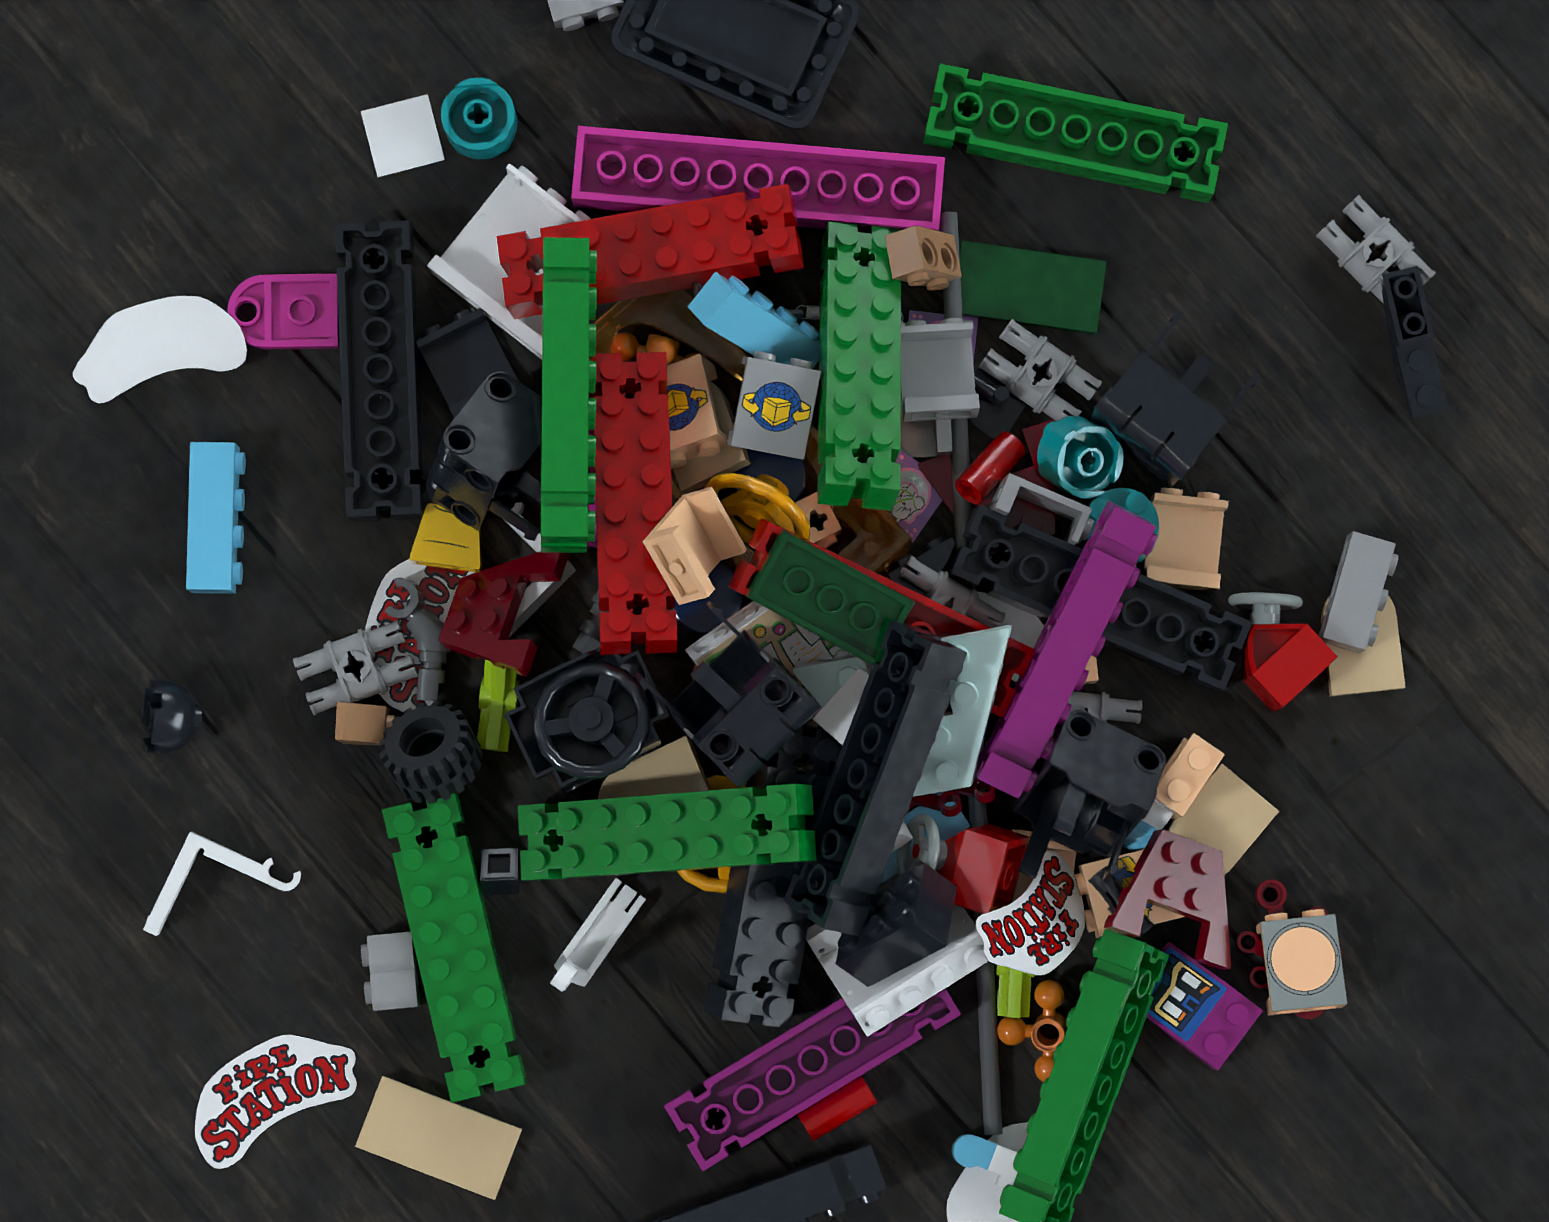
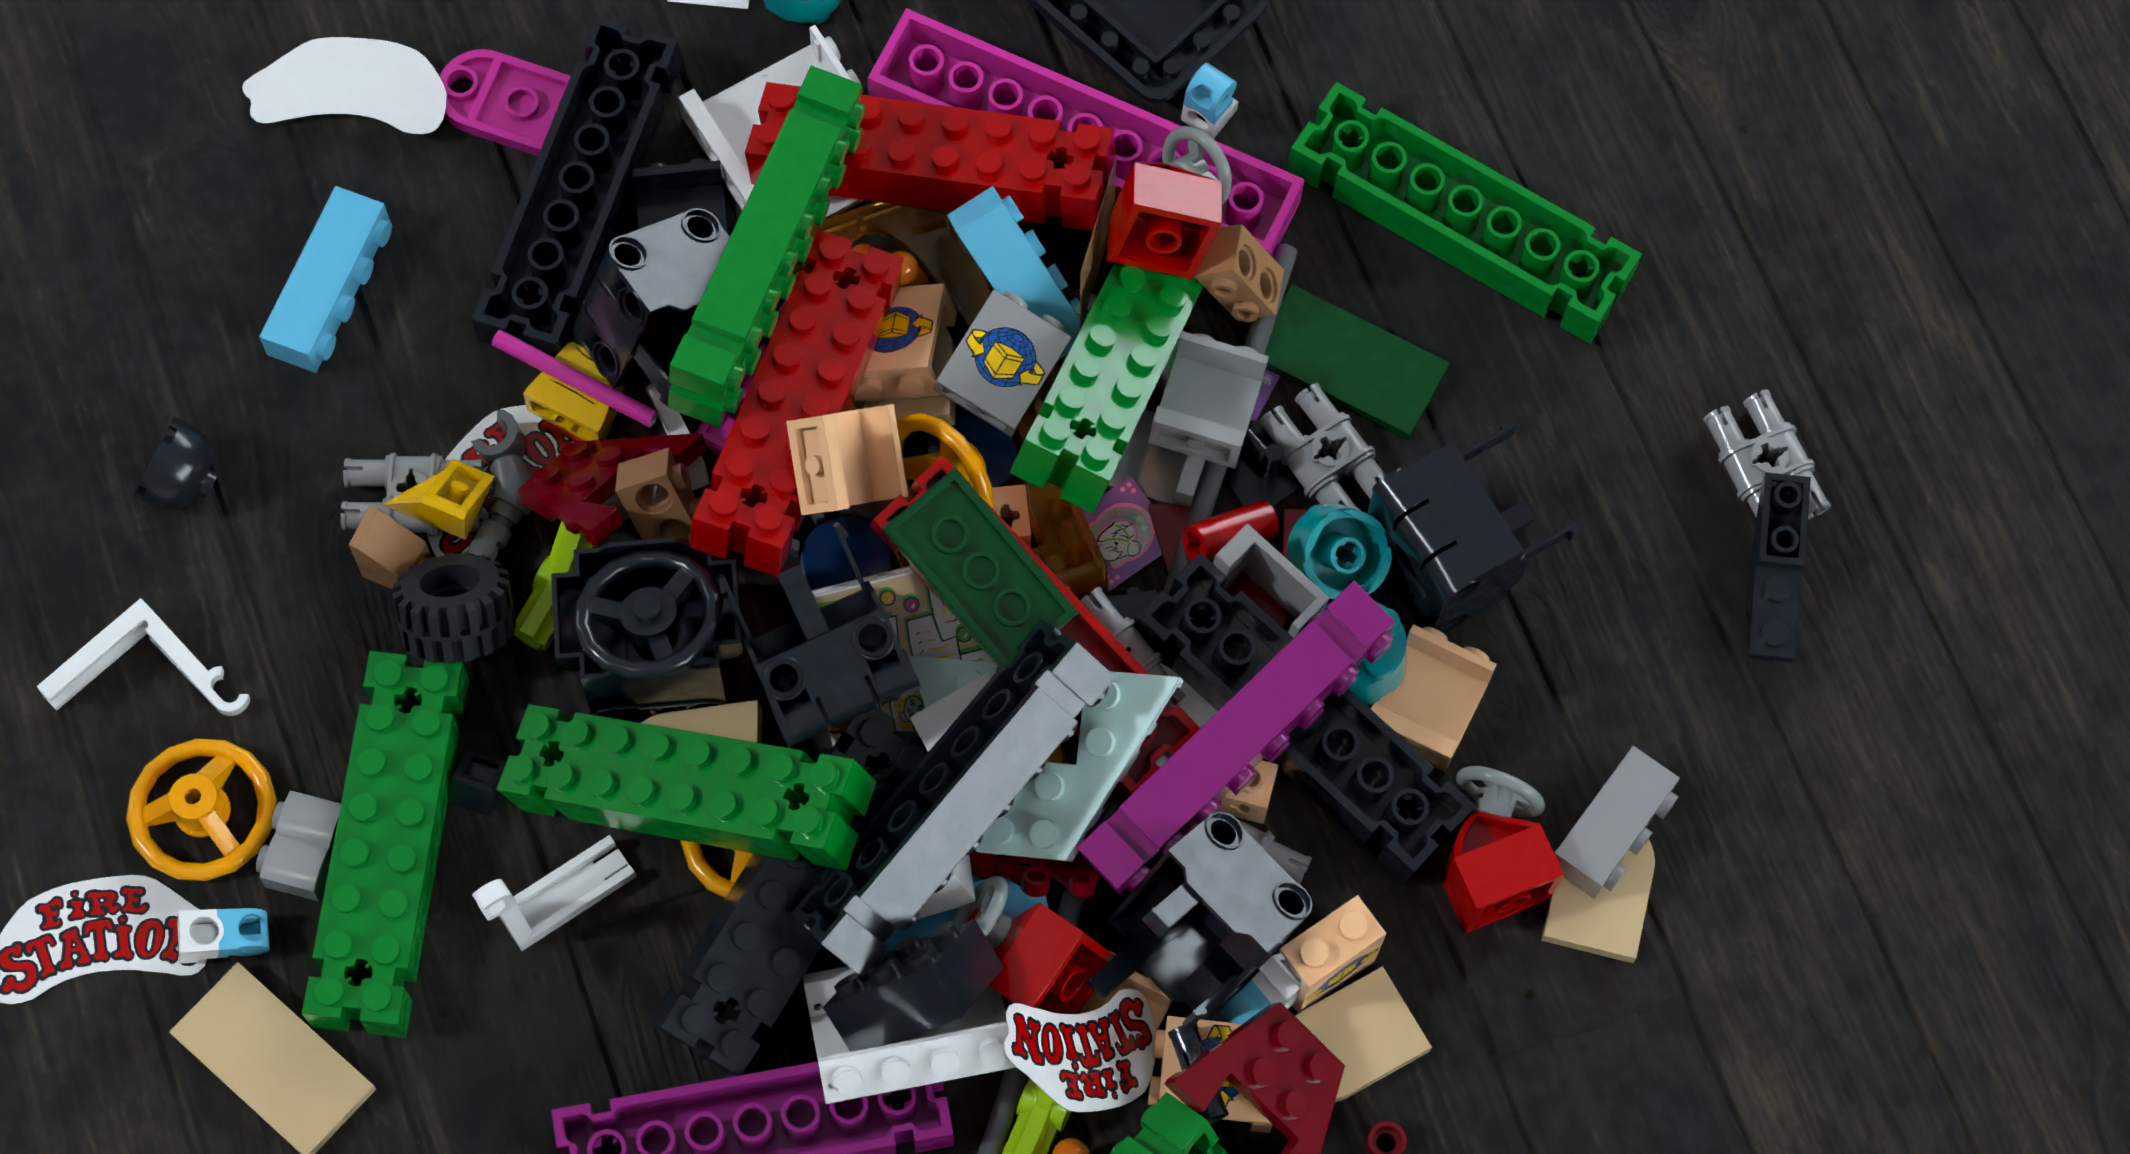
camera: 20 degrees right, 15 degrees down
(303, 971) = (200, 808): none -> light orange piece
(362, 1061) = (221, 933): none -> leg
(386, 665) = (446, 499): none -> yellow slope
(444, 534) = (574, 378): none -> dark pink bar
(553, 611) = (657, 495): none -> medium nougat brick
(807, 277) = (1096, 246): none -> medium nougat sticker
(843, 111) = (1211, 98): none -> medium azure leg
(857, 238) = (1170, 207): none -> red piece

